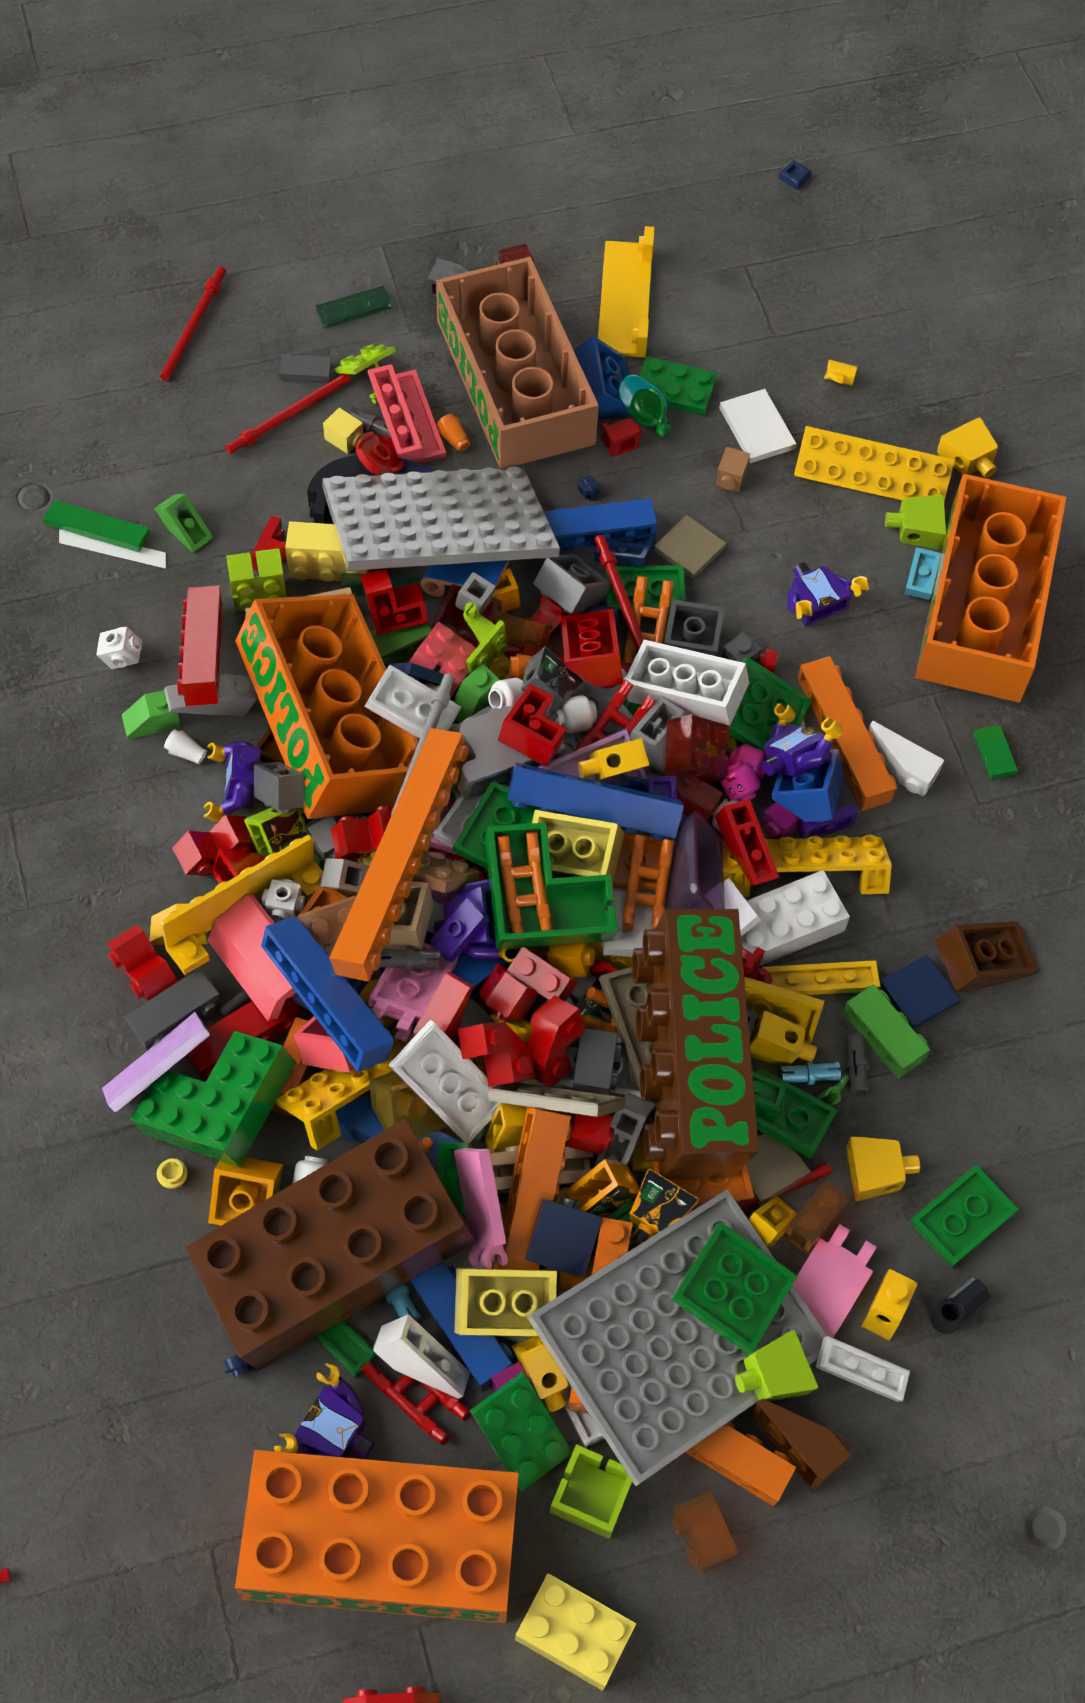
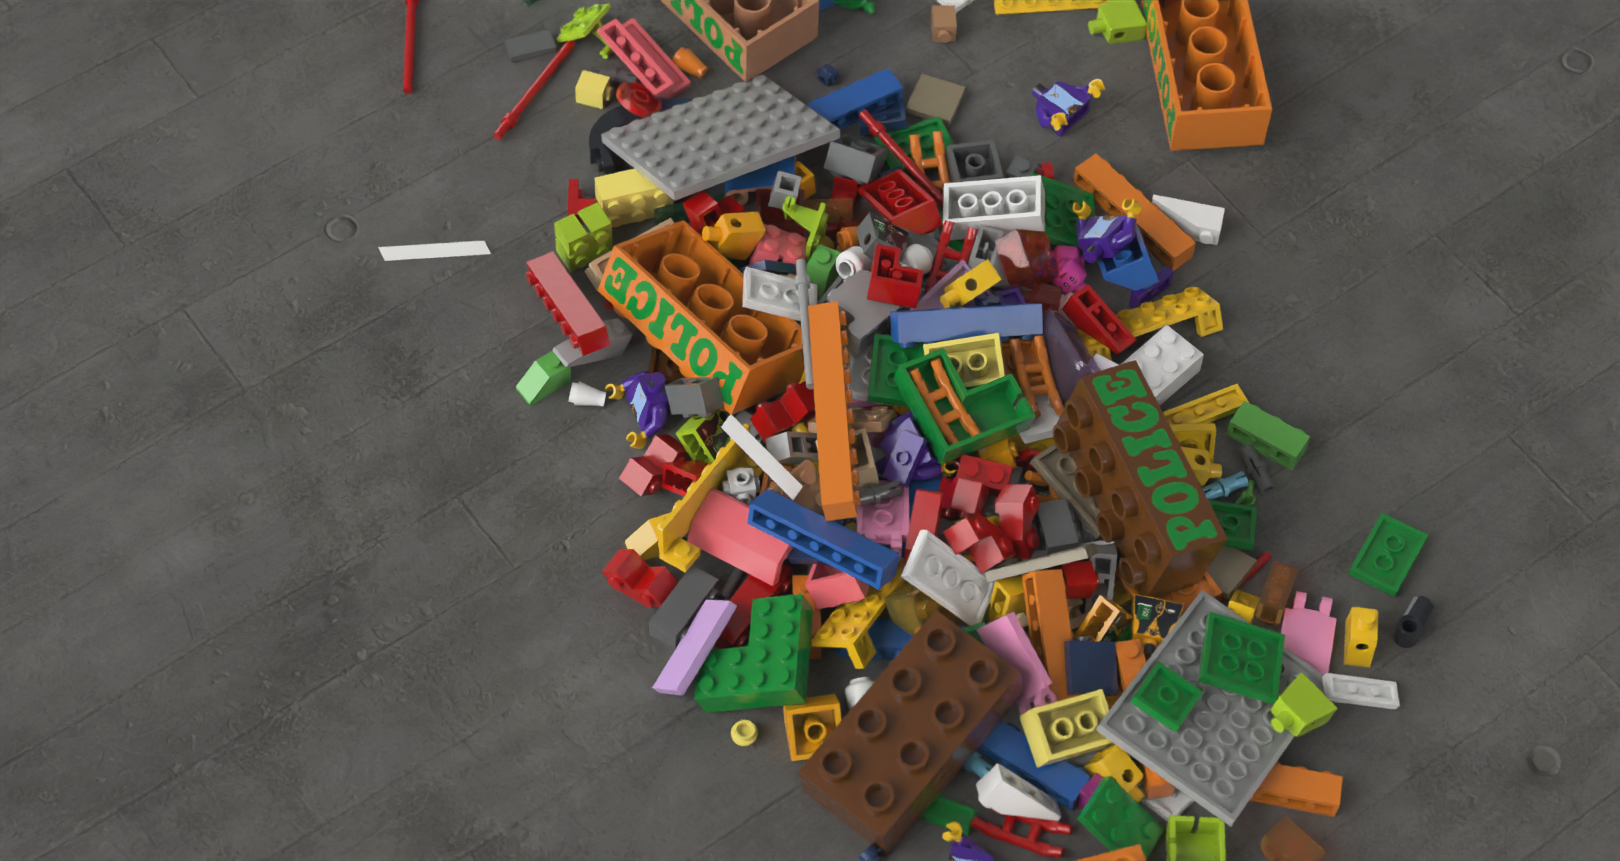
camera: 20 degrees left, 5 degrees down
(96, 526) = (412, 236): green tile -> none
(119, 647) = (490, 330): white brick -> none
(184, 521) = (490, 208): bright green slope -> none
(307, 878) = (762, 457): none -> white sticker
(400, 625) = (735, 234): none -> light orange torso
(621, 436) = (835, 24): red brick -> none
(622, 1308) = (1166, 696): none -> green plate
(780, 821) = (1114, 296): magenta brick -> none
(810, 1446) = (1340, 754): reddish brown slope -> none
(878, 1166) = (1306, 539): yellow torso -> none
(919, 991) = (1281, 396): dark blue tile -> none
(922, 573) = (1139, 63): medium azure plate -> none
(985, 954) = (1320, 352): reddish brown slope -> none
(995, 752) = (1259, 191): green tile -> none

